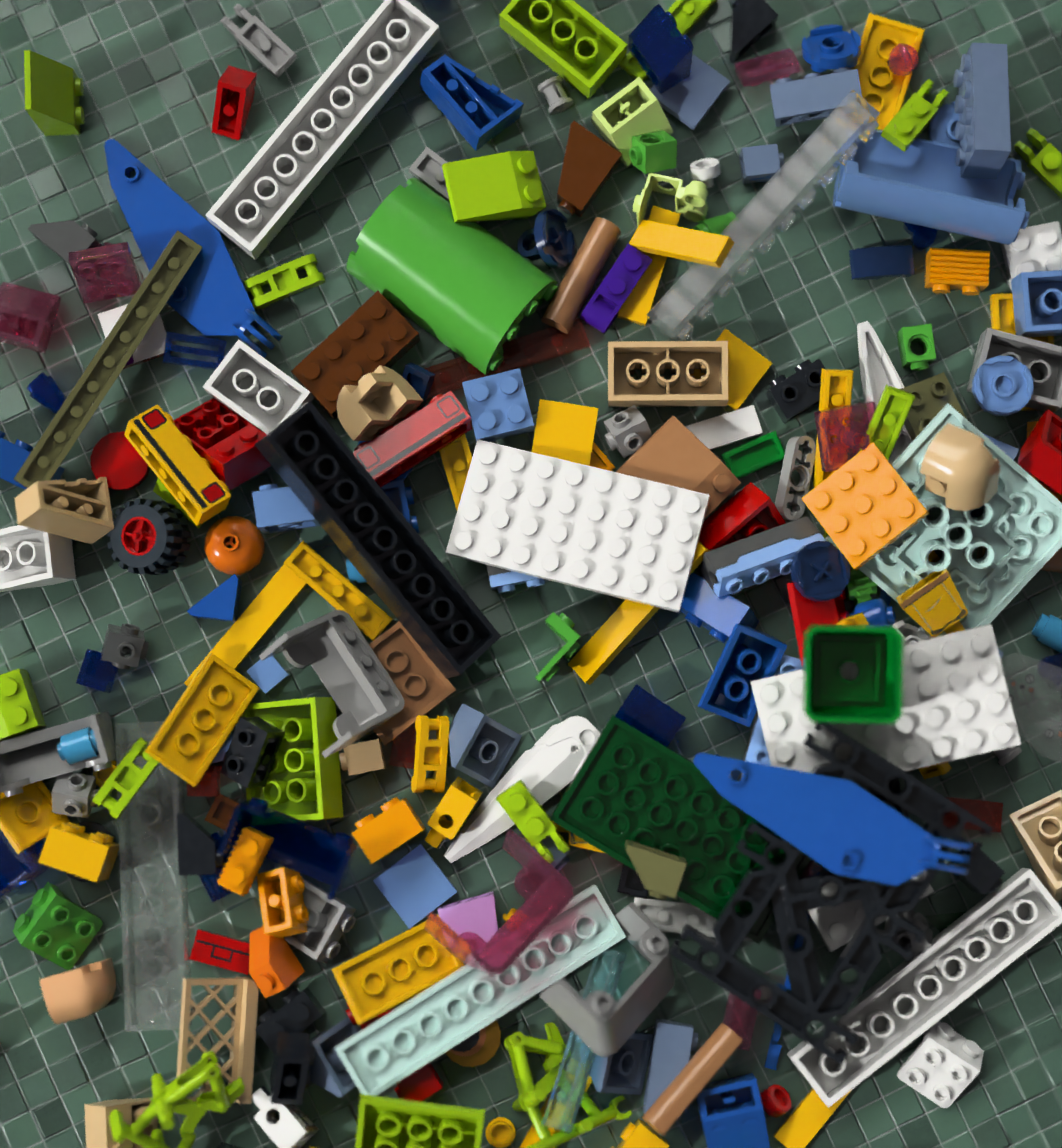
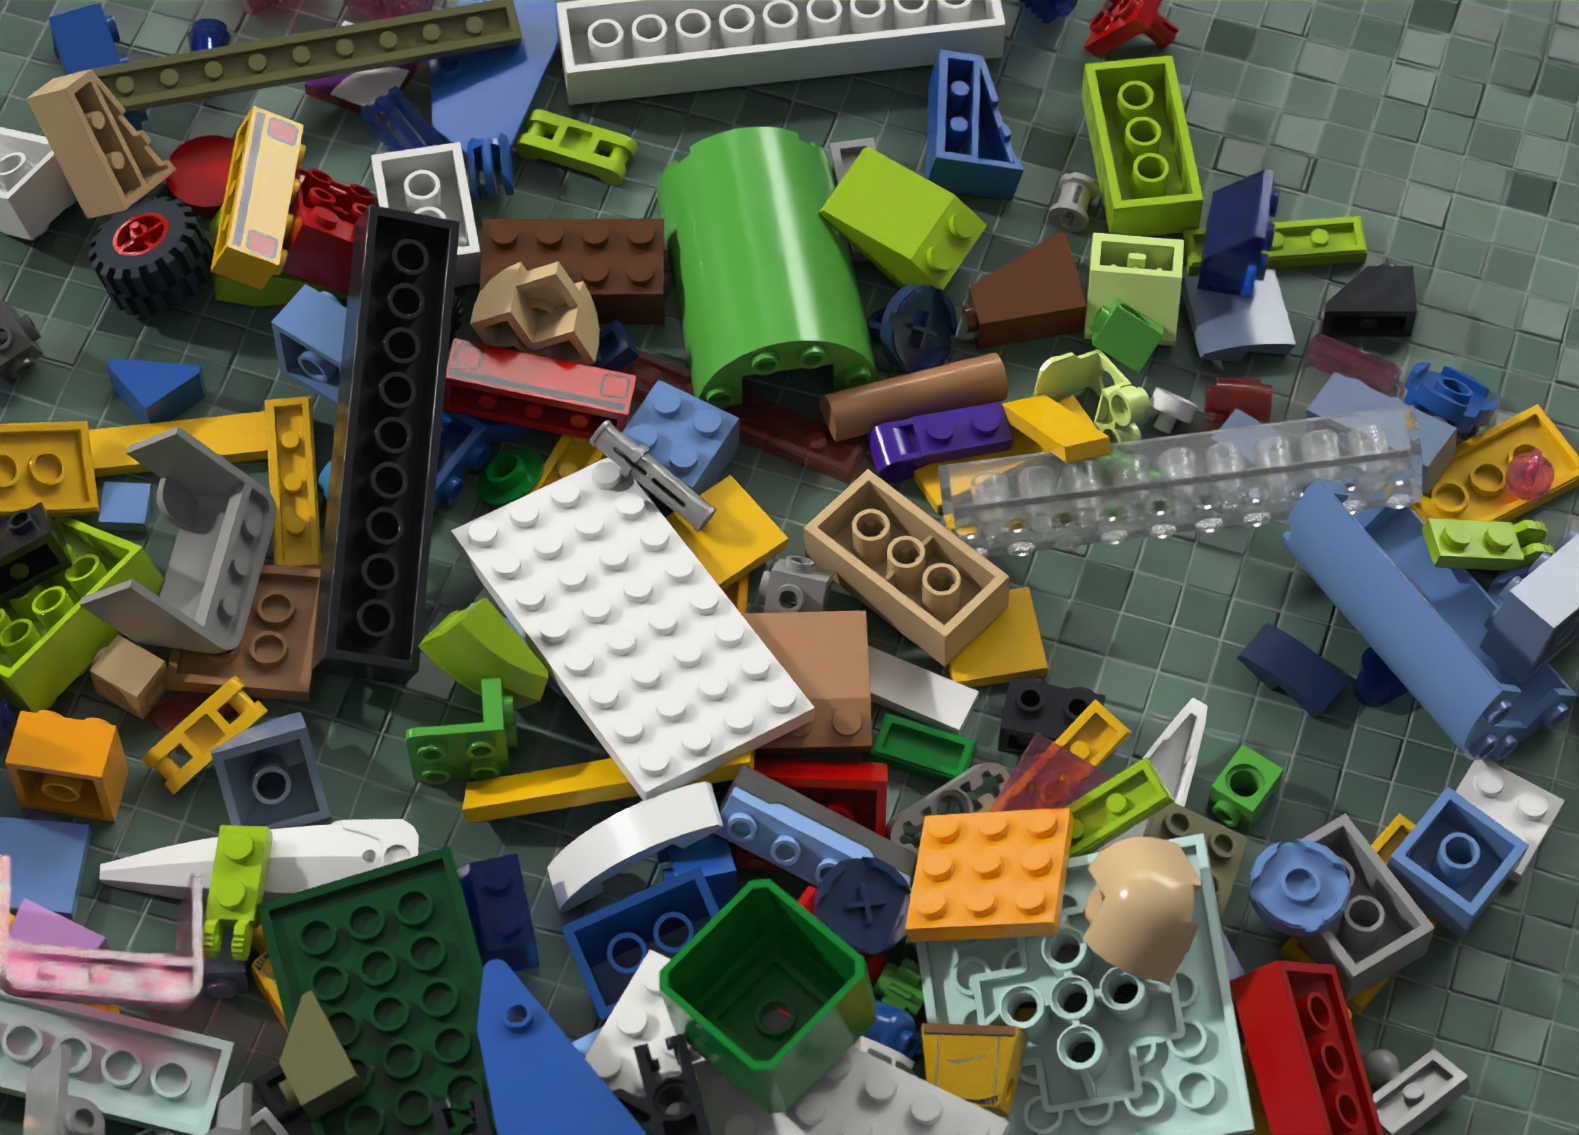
camera: 45 degrees right, 25 degrees down
(243, 555) = (234, 349): orange cylinder -> none
(445, 489) = (510, 476): none -> green piece
(458, 804) = (161, 811): yellow torso -> none
(508, 438) = (652, 475): none -> light grey pin
(525, 603) = (484, 646): none -> lime slope
(685, 631) = (630, 837): none -> white slope
(733, 138) = (1238, 393): none -> clear red brick
(957, 270) = (1378, 749): light orange brick -> none

